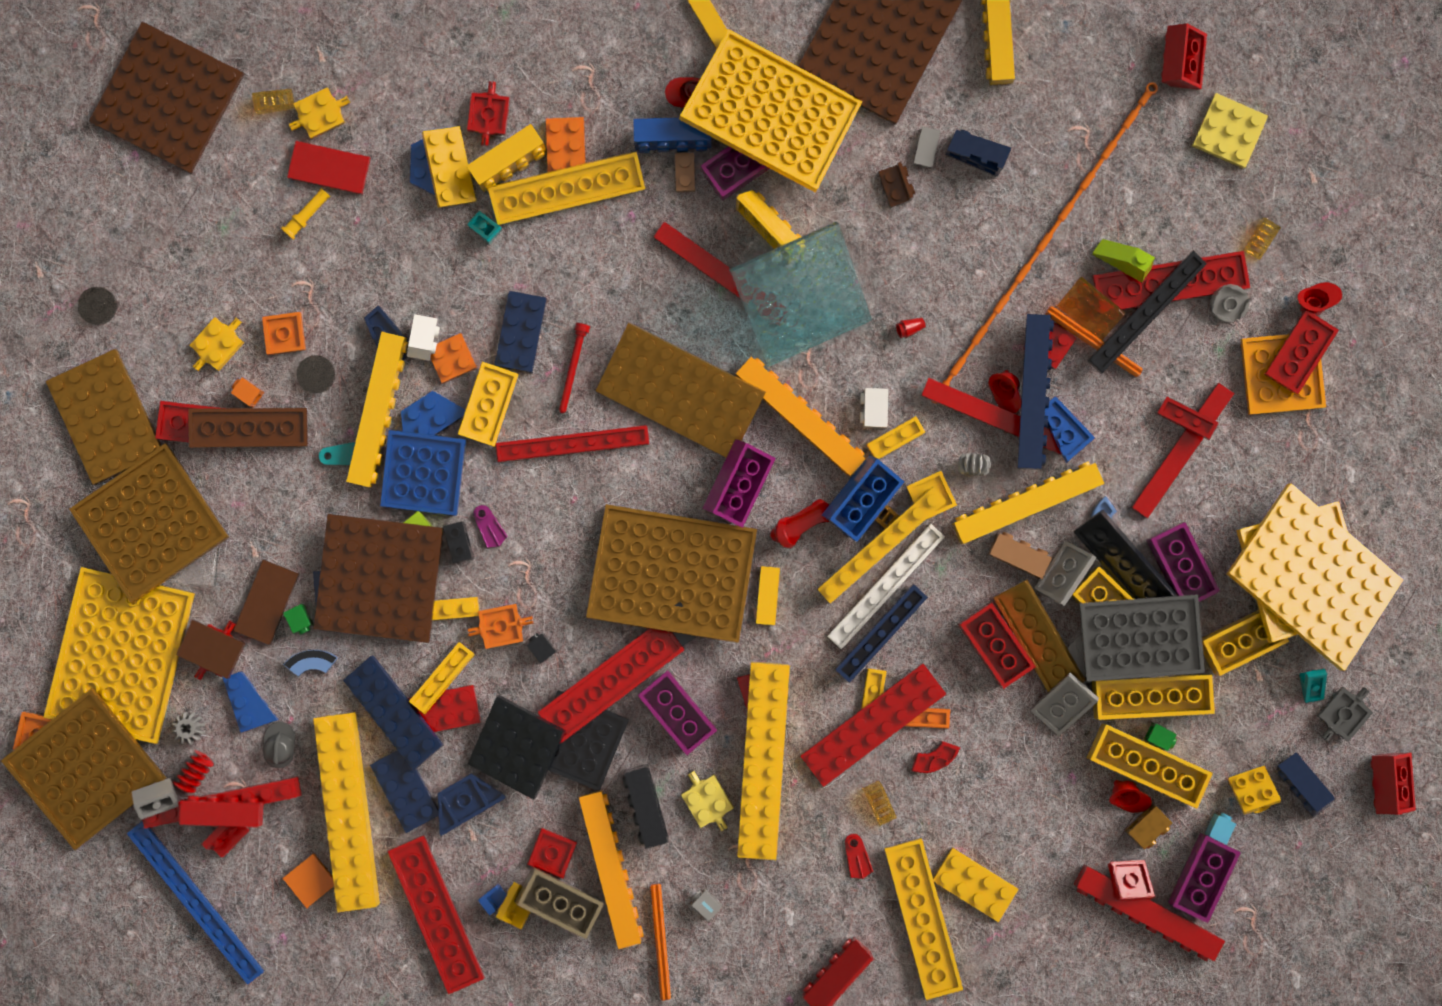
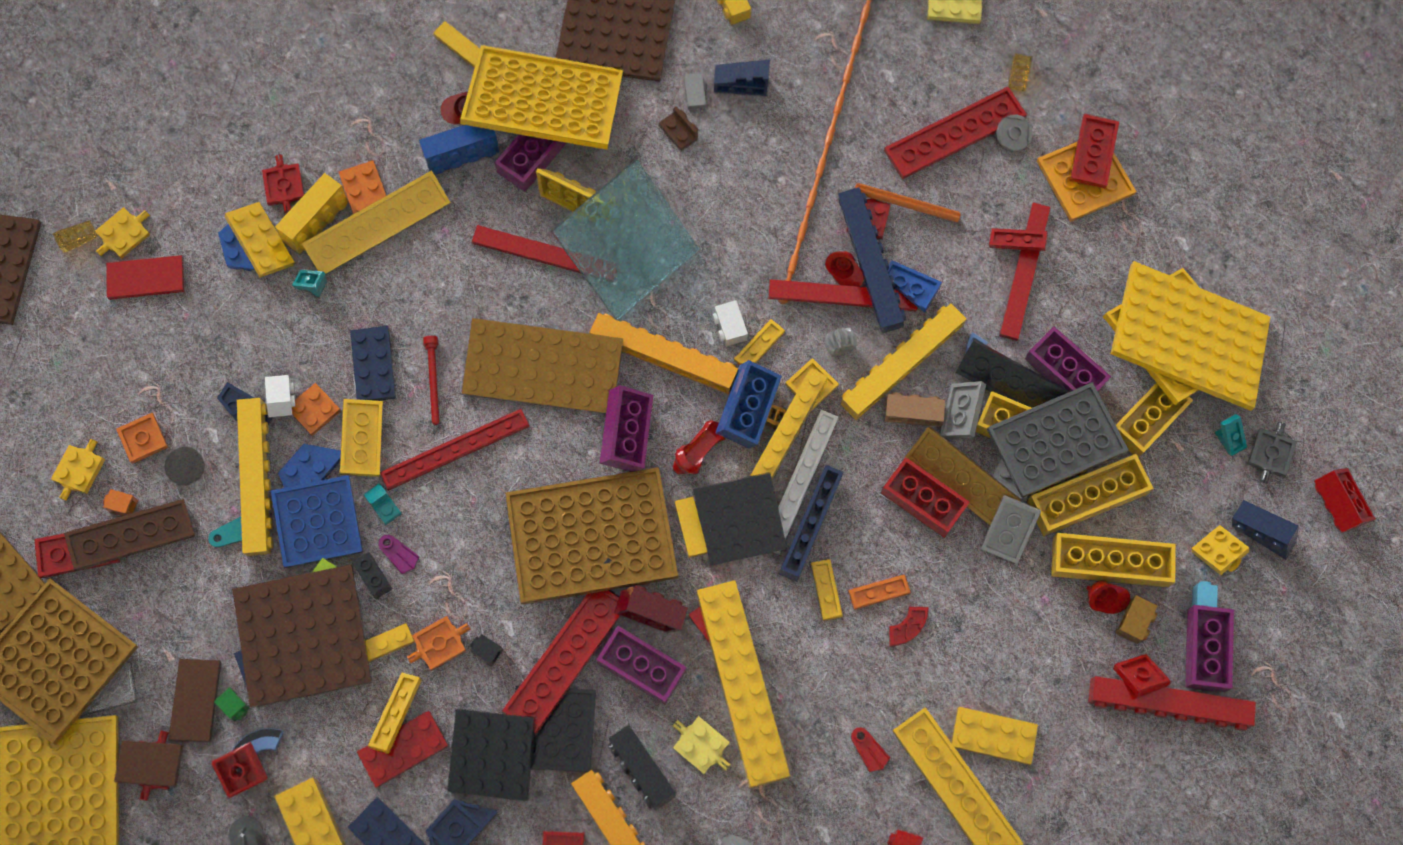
camera: 20 degrees left, 15 degrees down
(247, 704) = (202, 809): blue wing -> none
(284, 692) = (227, 766): none -> red brick
(299, 220) = (130, 330): yellow pin -> none
(393, 712) = (356, 764): dark blue plate -> none
(488, 474) = (382, 504): none -> teal slope
(685, 172) = (482, 178): medium nougat plate -> none
(703, 666) = (651, 609): none -> dark red brick
(815, 608) = (740, 518): none -> black plate
(872, 788) = (866, 692): clear yellow slope -> none
(873, 724) = (836, 614): red plate -> none
(908, 327) = (735, 244): red cone -> none
(1091, 308) = (893, 174): clear orange plate -> none
(1125, 258) = (907, 123): lime slope -> none
(1147, 312) = (944, 162): black tile -> none
(1160, 737) = (1113, 528): green brick -> none
(1319, 297) = (1090, 102): red piece -> none

